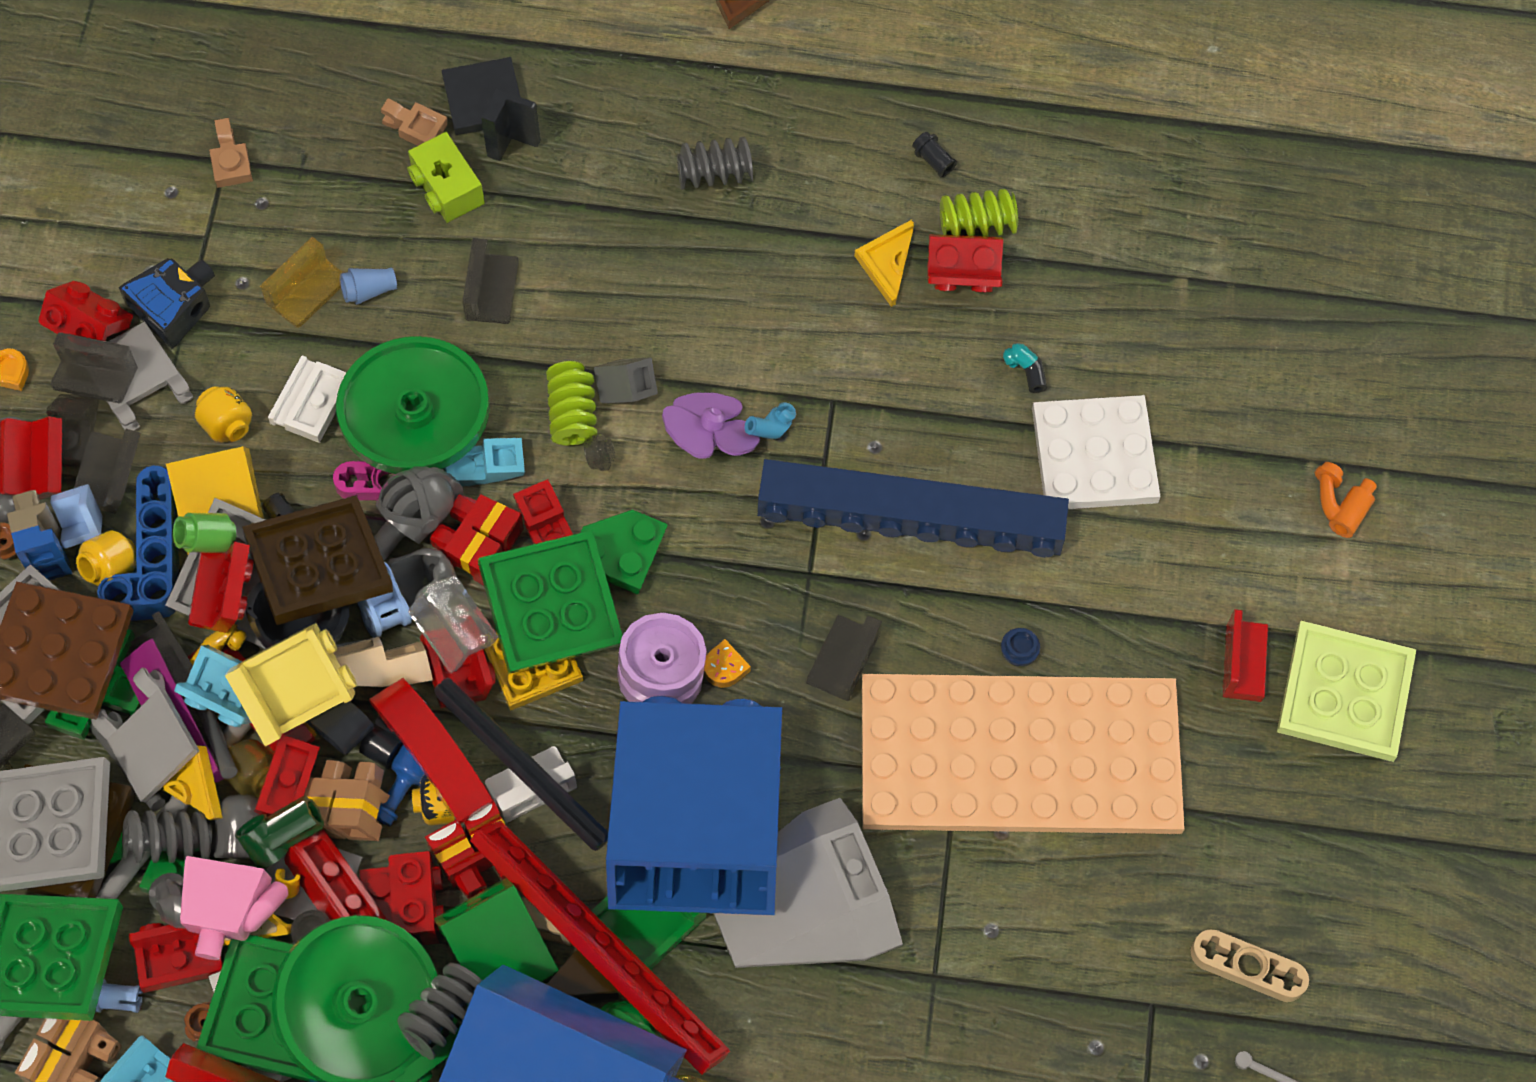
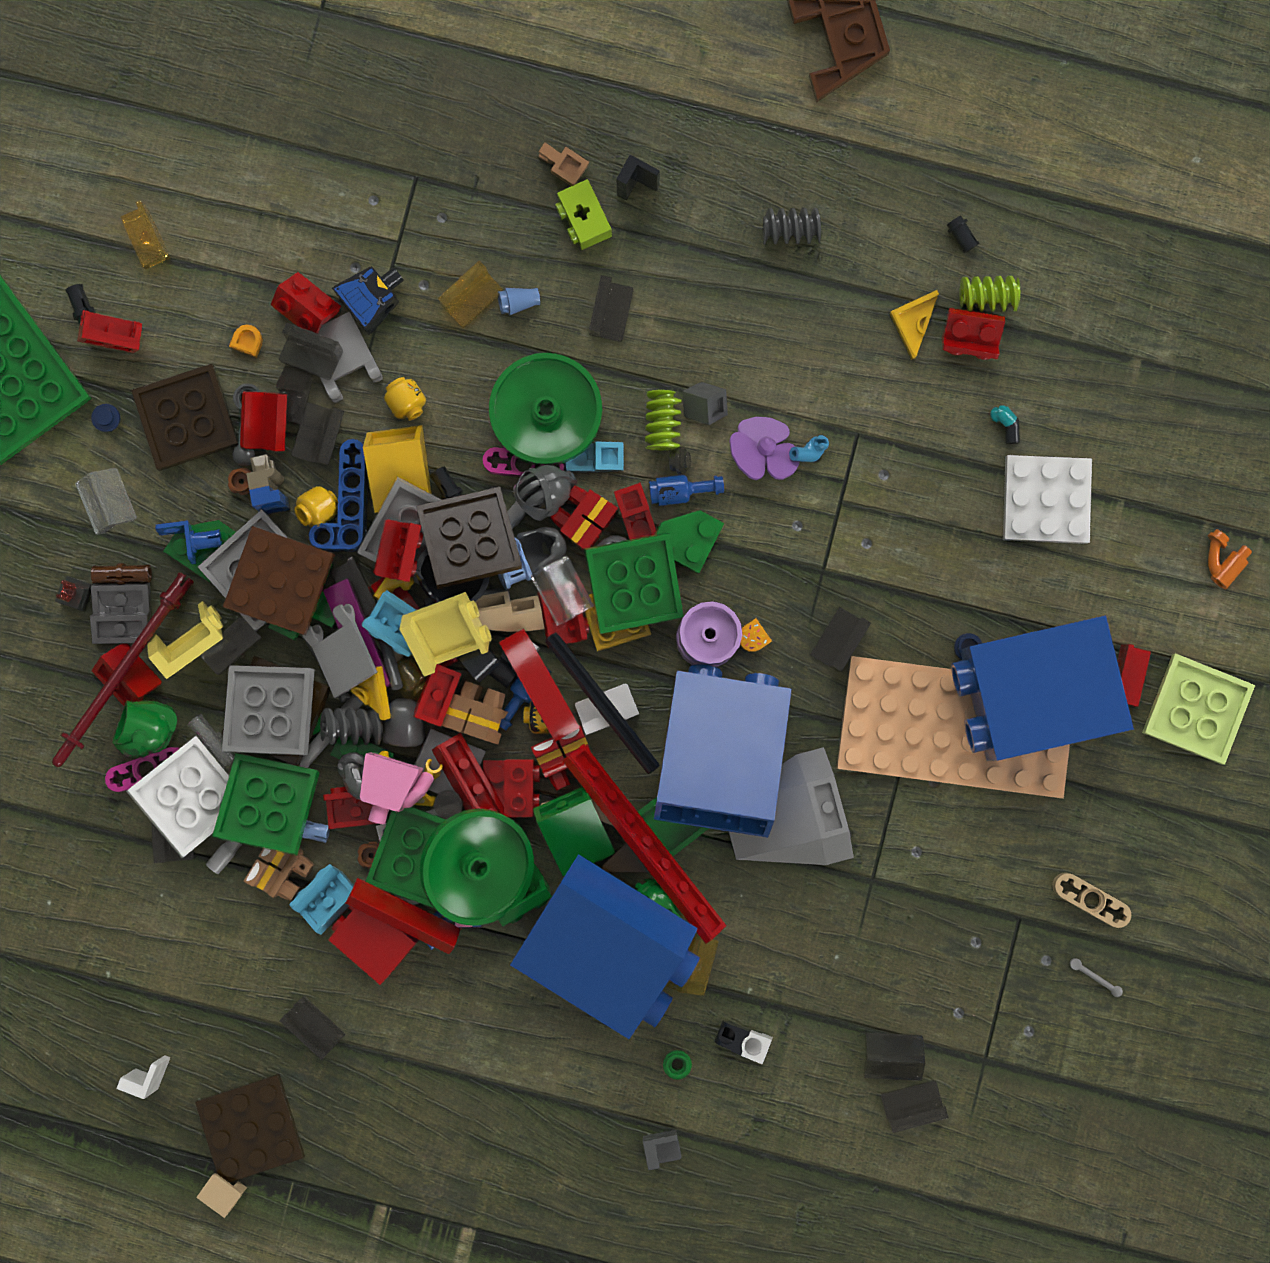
camera: 10 degrees right, 20 degrees up
(77, 515) = (296, 471): light blue panel -> none
(204, 532) = (389, 510): bright green brick -> none
(229, 161) = (419, 180): medium nougat plate -> none
(270, 837) = (424, 738): dark green piece -> none
(308, 399) = (469, 392): white plate -> none
(438, 1009) = (533, 878): dark grey piece -> none
(471, 89) = (616, 138): black tile -> none
(600, 487) = (678, 489): none -> blue piece
(912, 508) = (905, 531): dark blue brick -> none
(1127, 674) = (1042, 690): none -> blue brick

